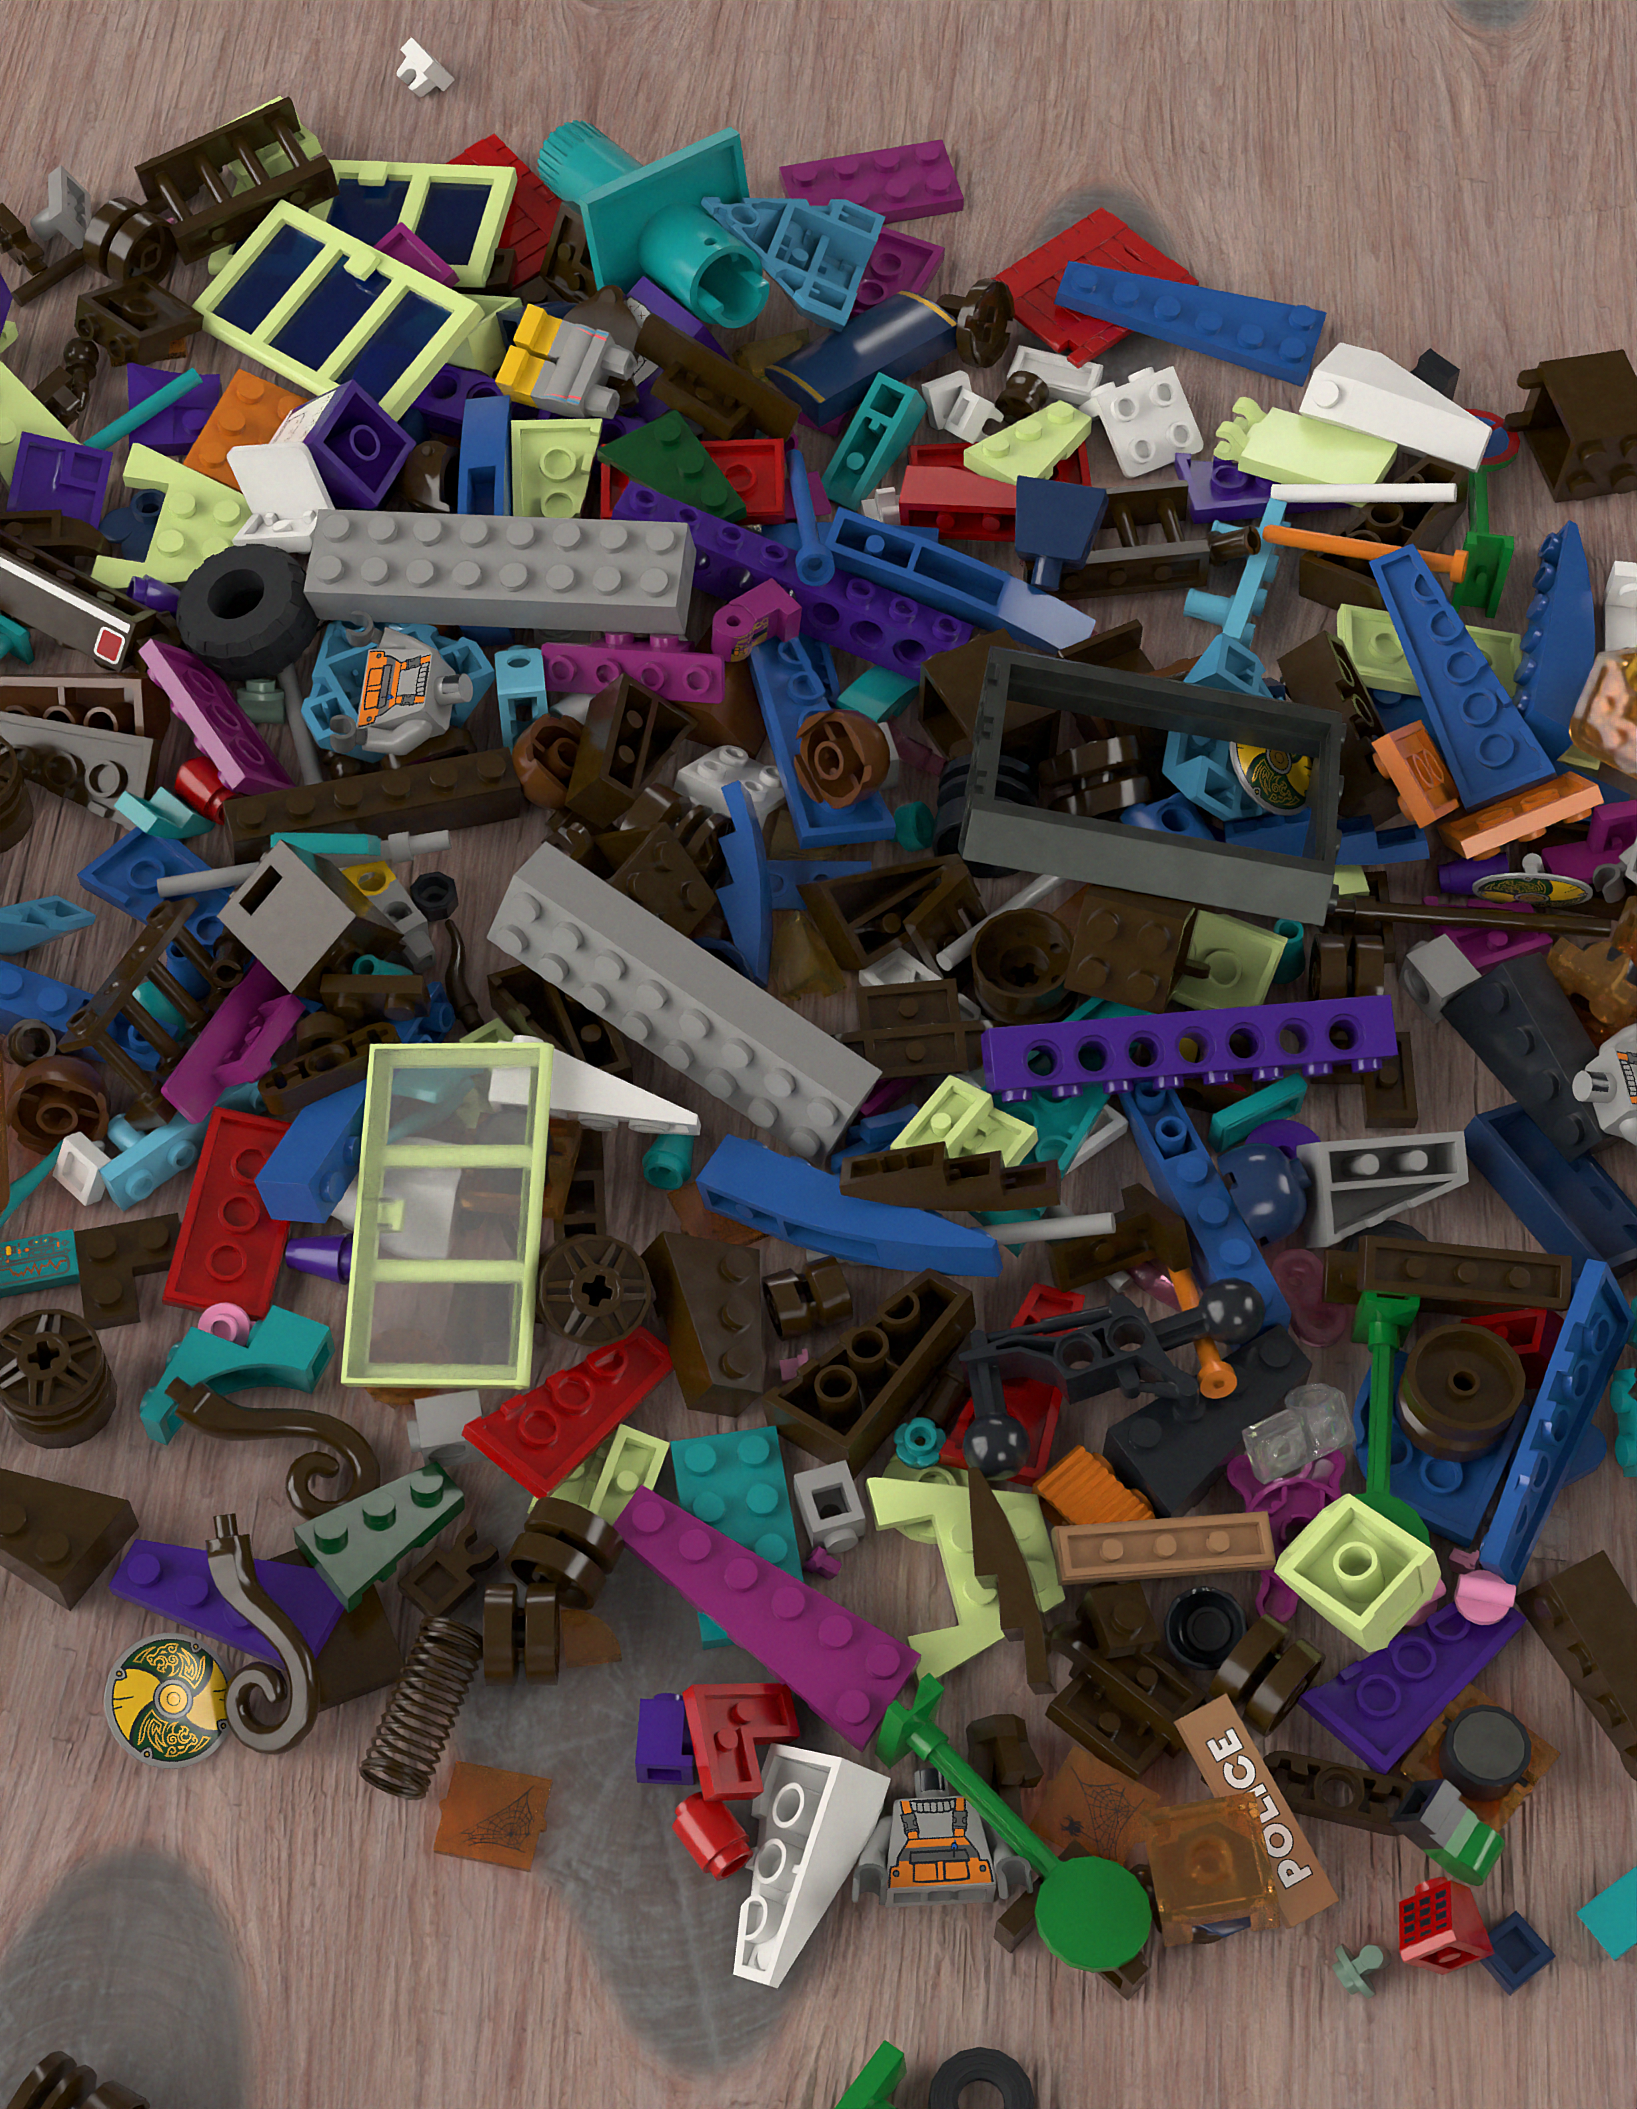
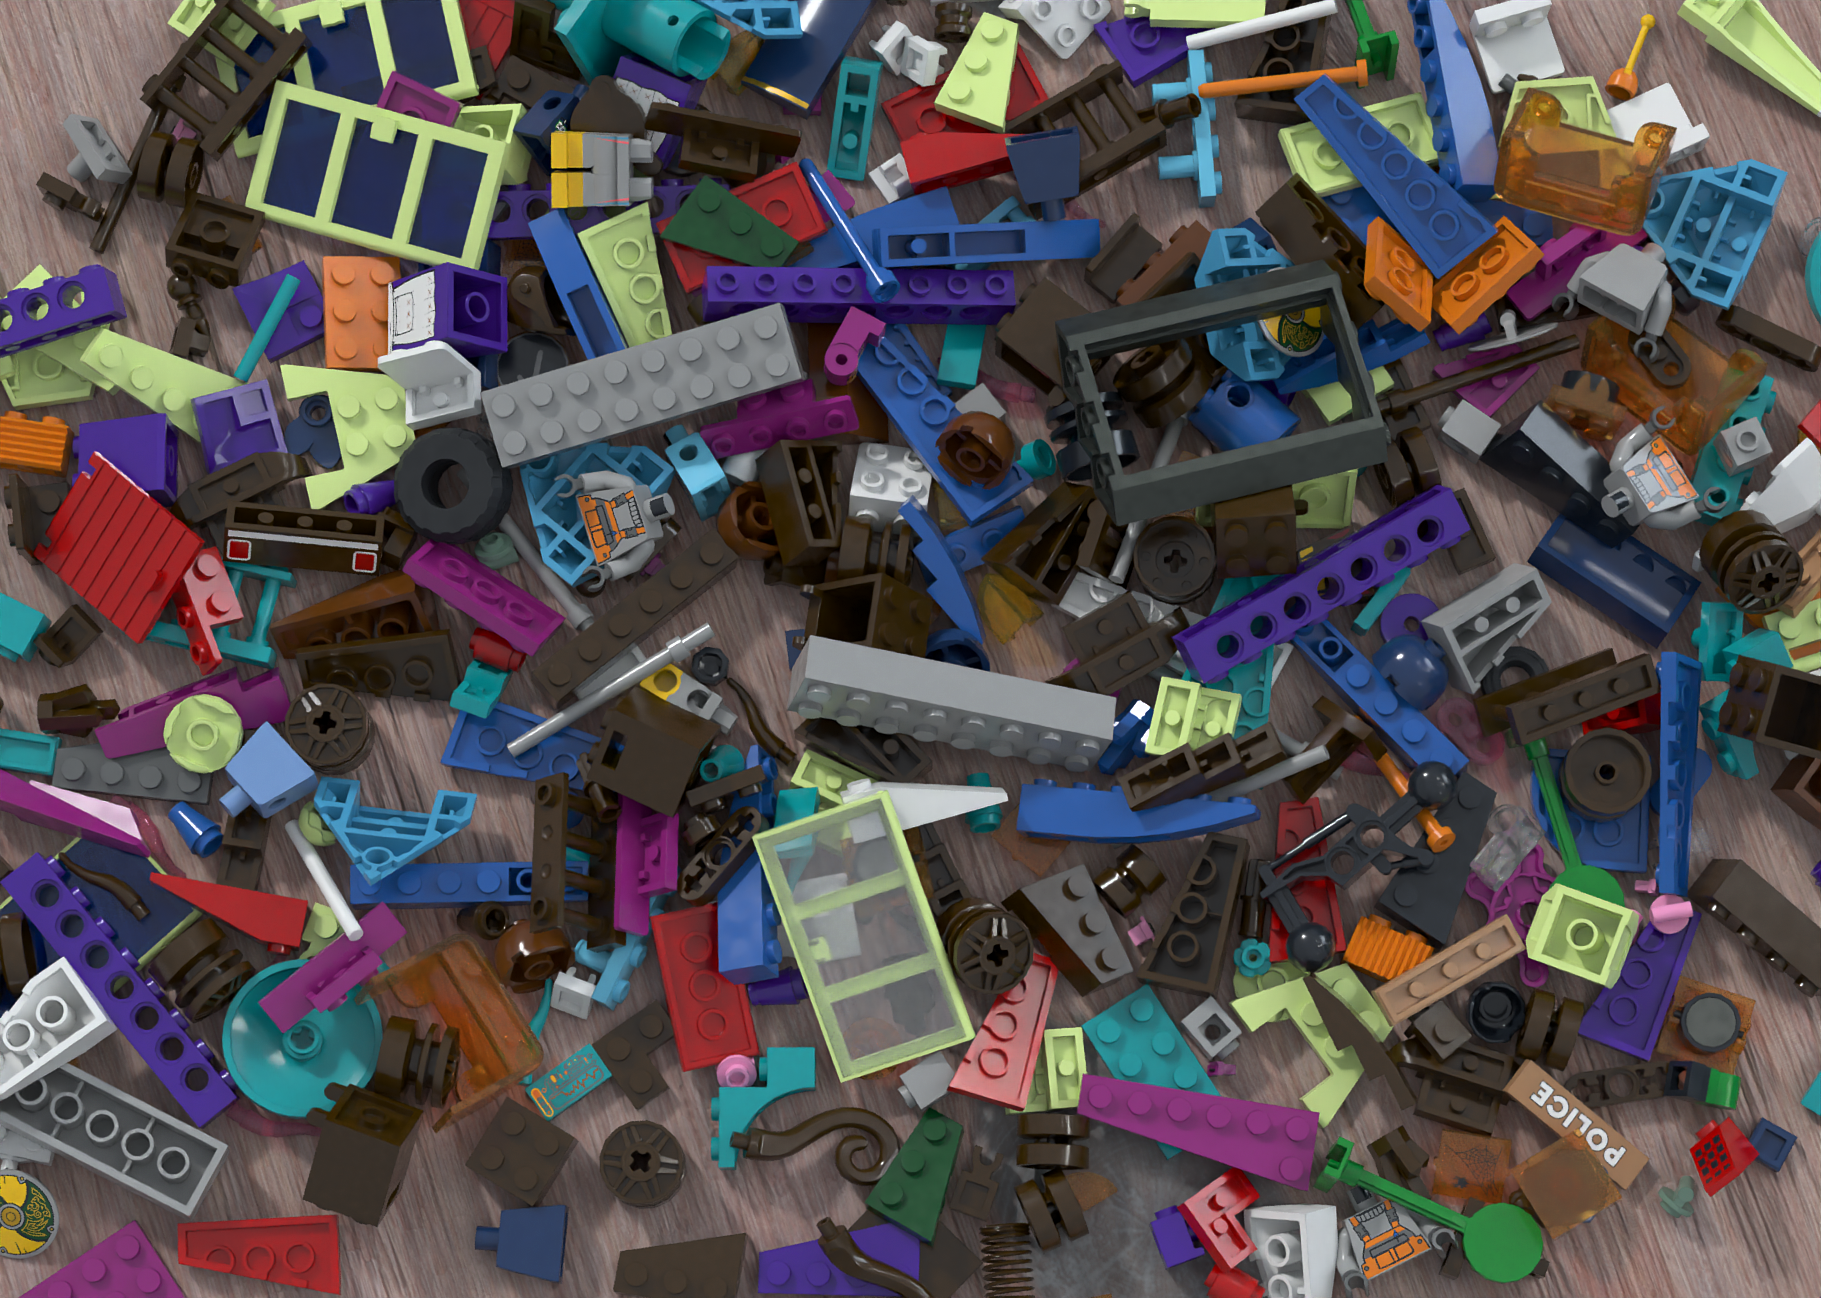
camera: 20 degrees left, 20 degrees up
(332, 843) = (629, 678): teal tile -> none

